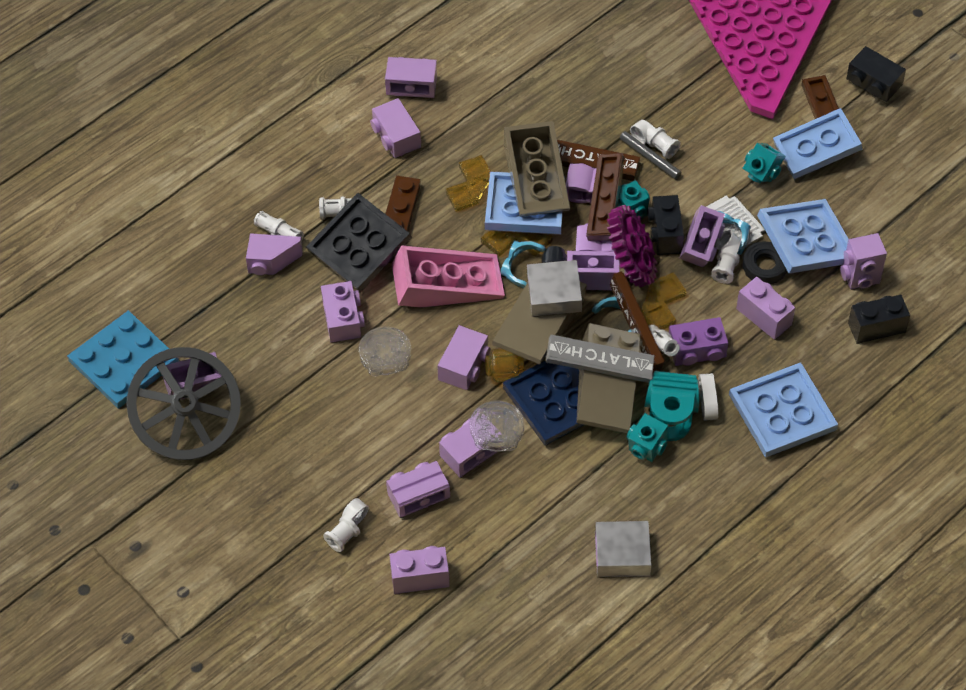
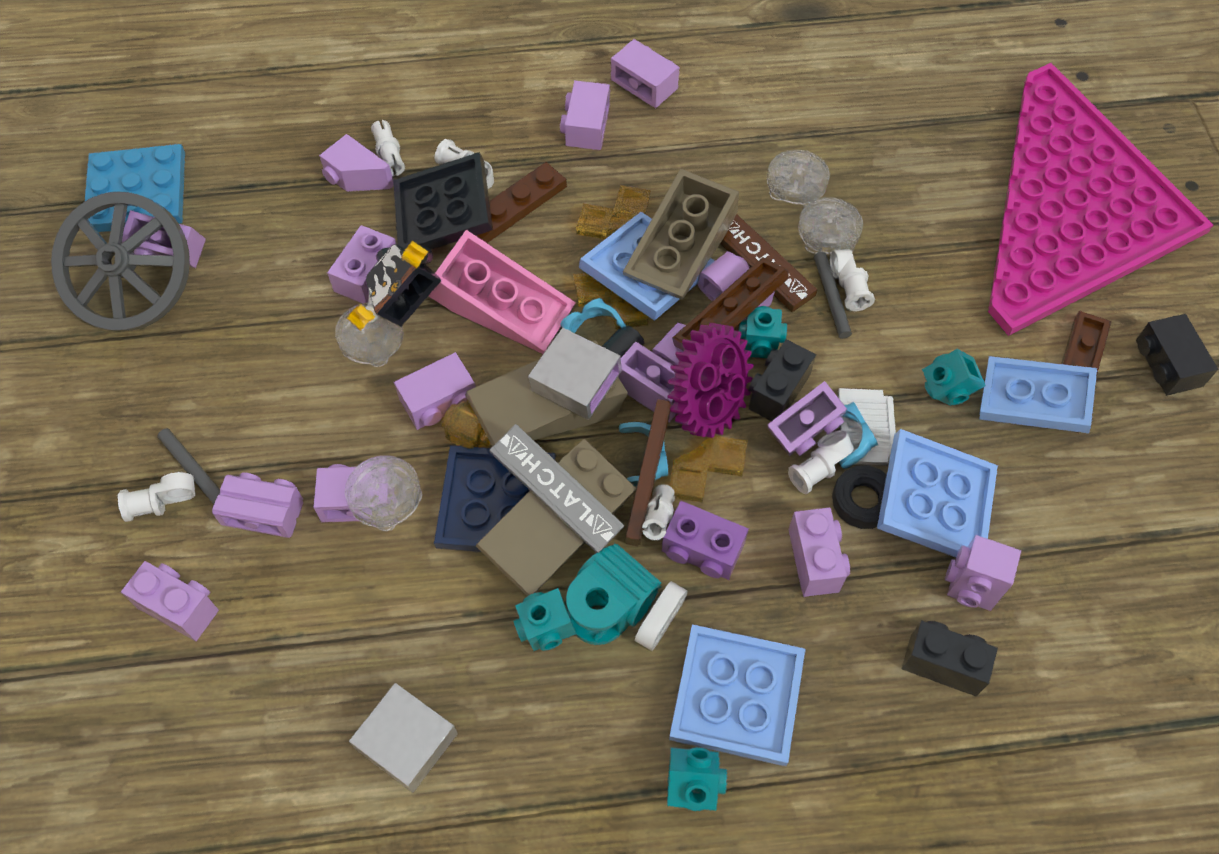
camera: 35 degrees right, 5 degrees up
(347, 497) = (189, 464): none -> dark grey bar
(388, 302) = (396, 285): none -> torso
(568, 91) = (797, 177): none -> clear tile
(615, 112) = (830, 225): none -> clear tile
(797, 463) = (695, 779): none -> teal brick

